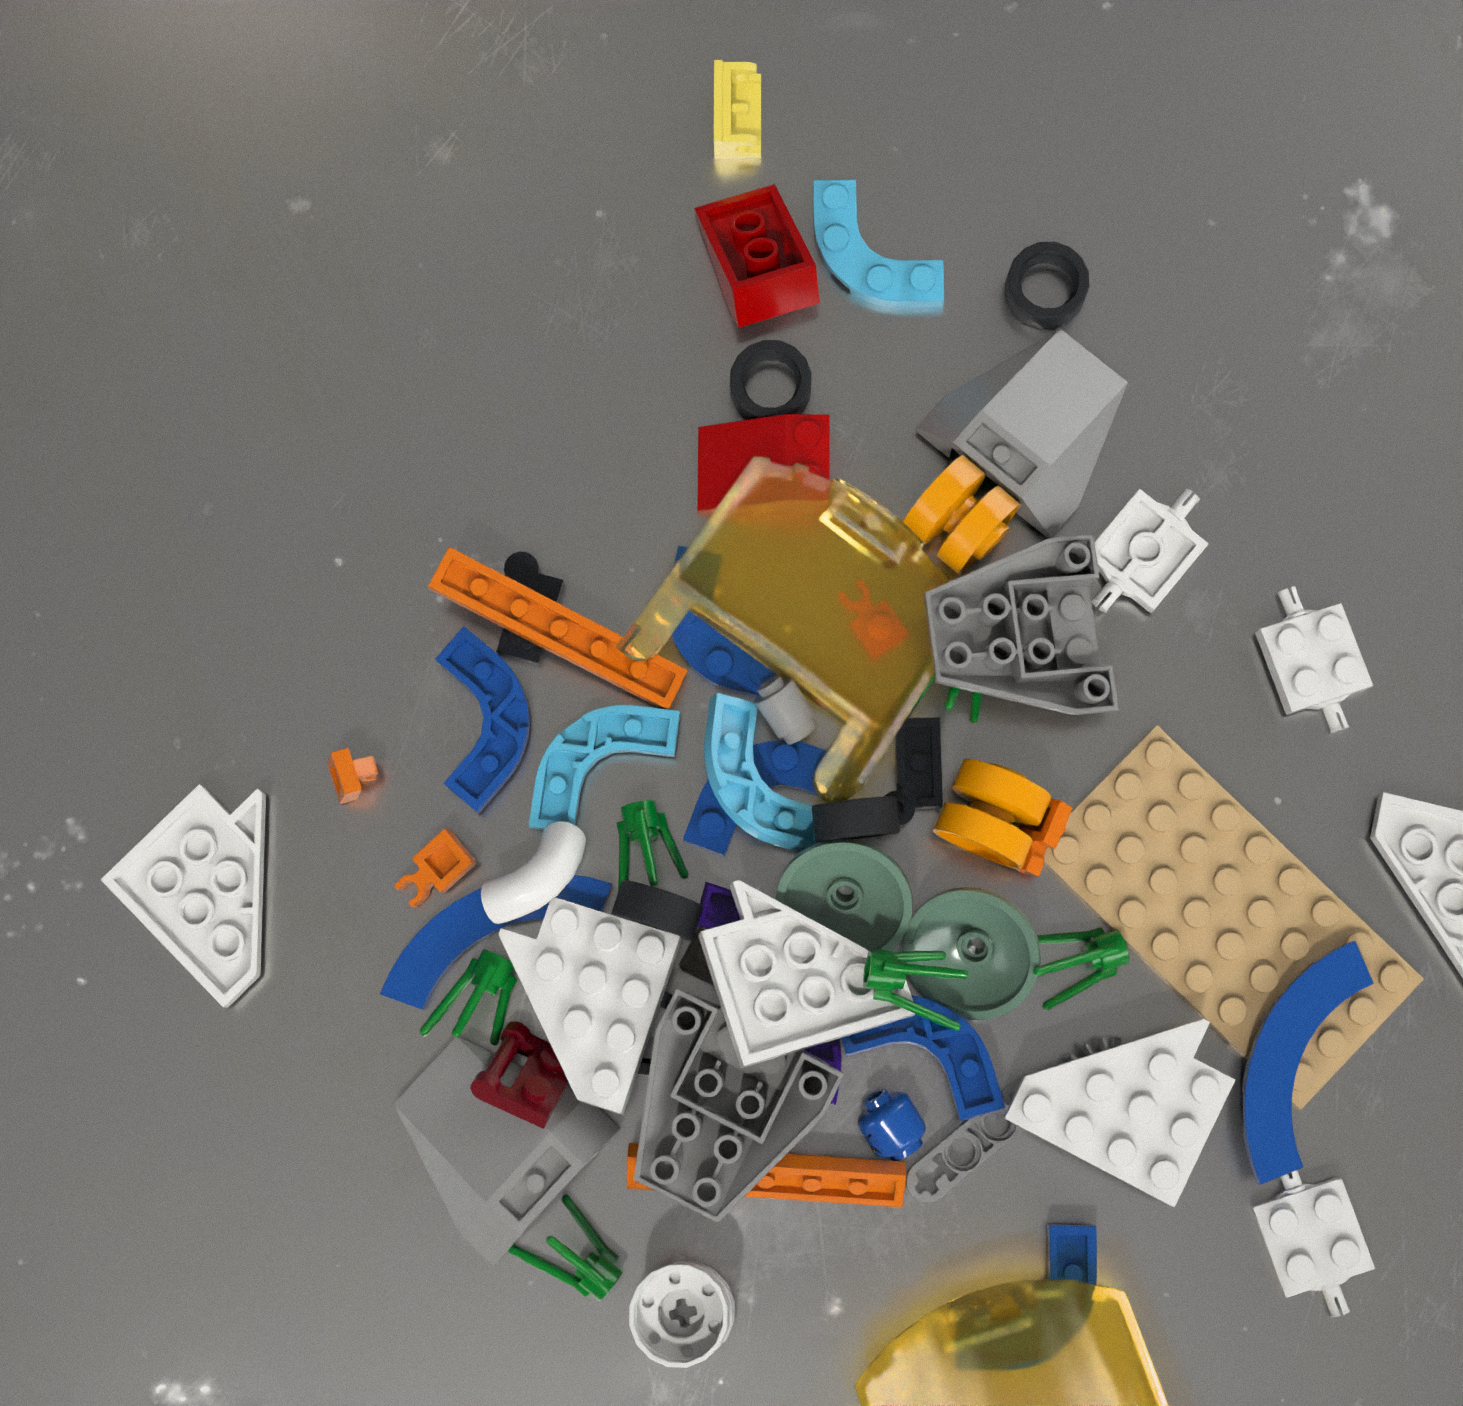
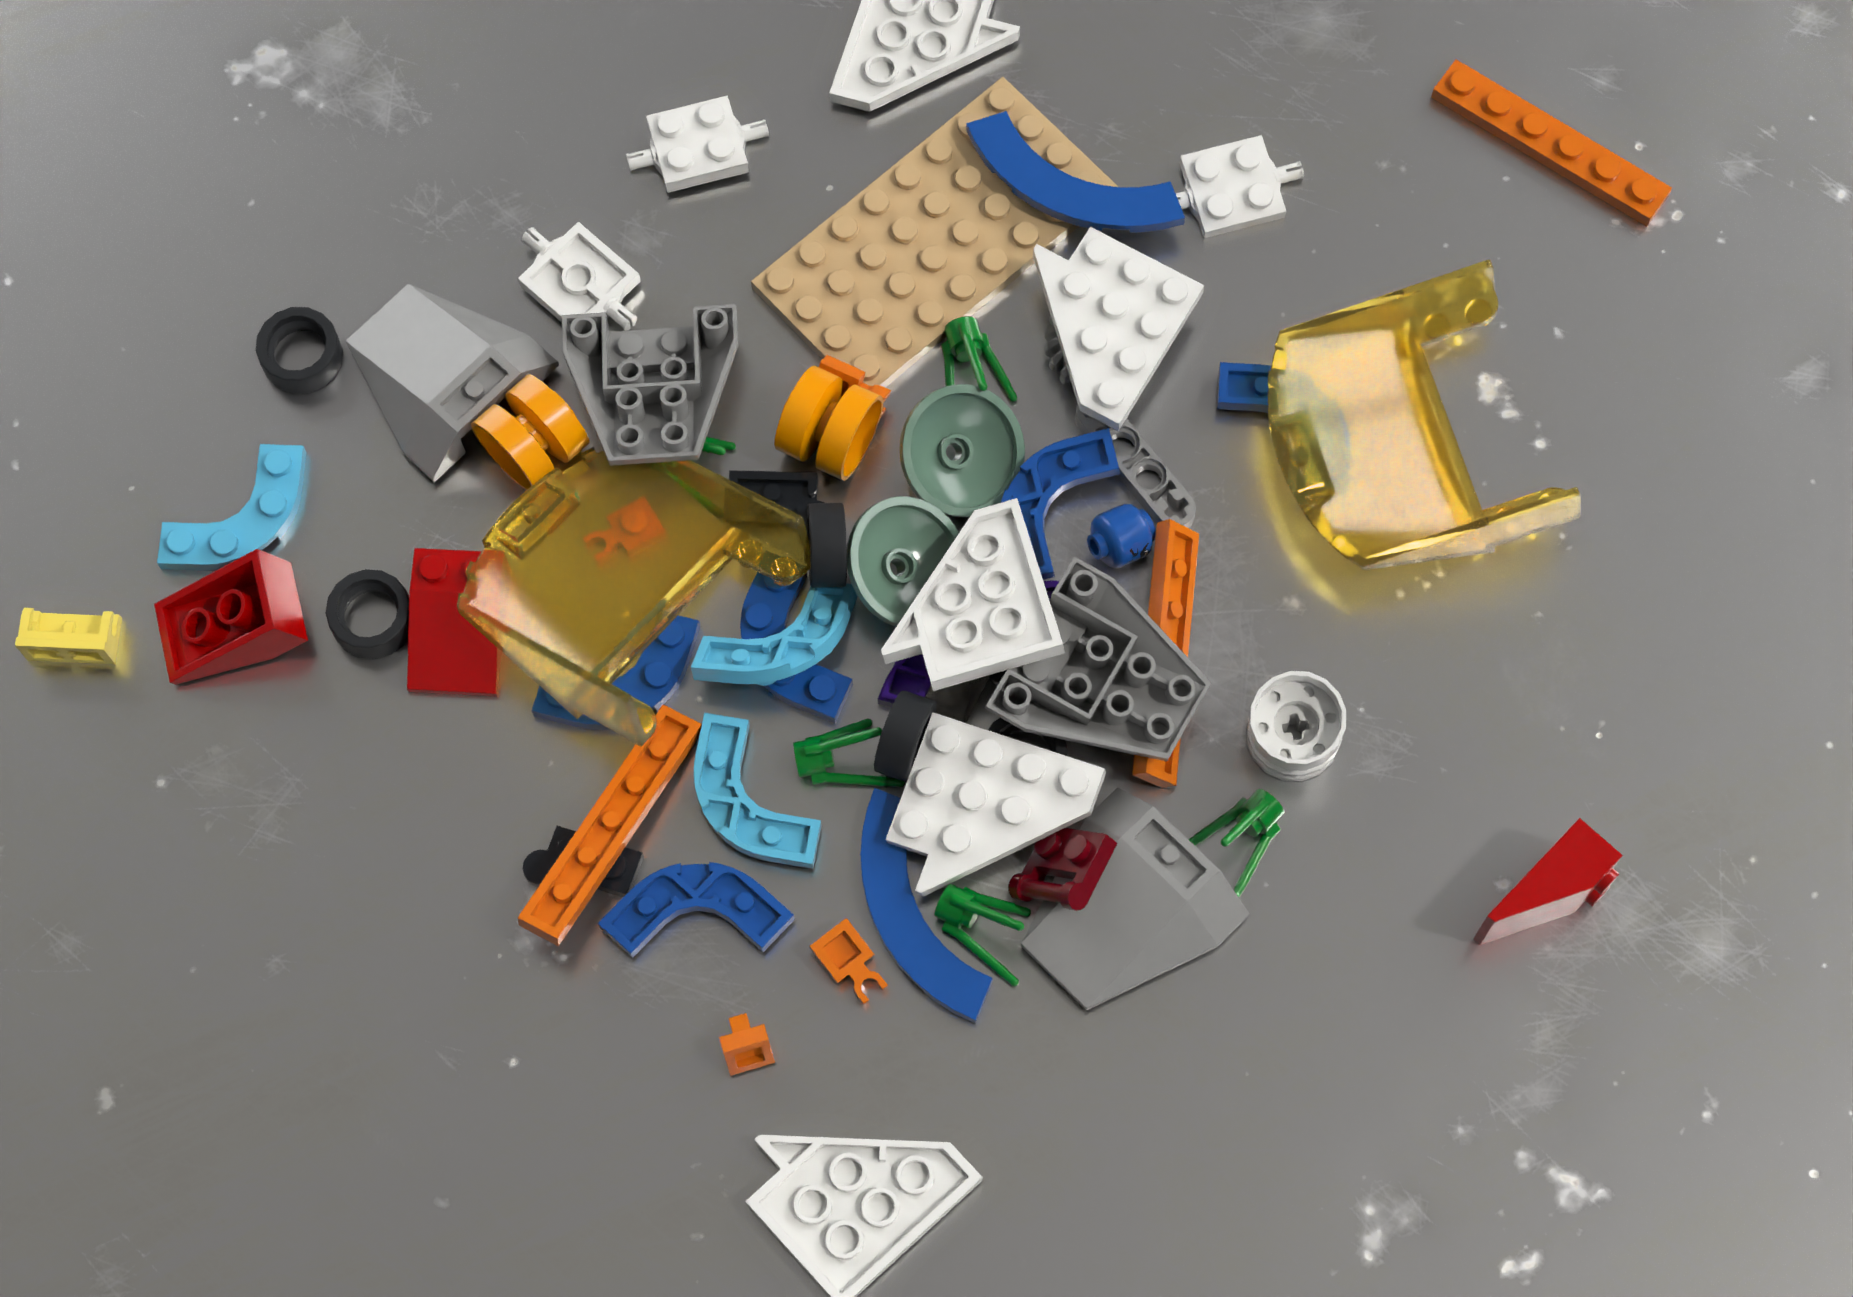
camera: 90 degrees left, 10 degrees down
(539, 878) = (868, 846): white cylinder -> none
(785, 709) = (711, 608): light grey brick -> none
(888, 971) = (978, 517): green plant -> none

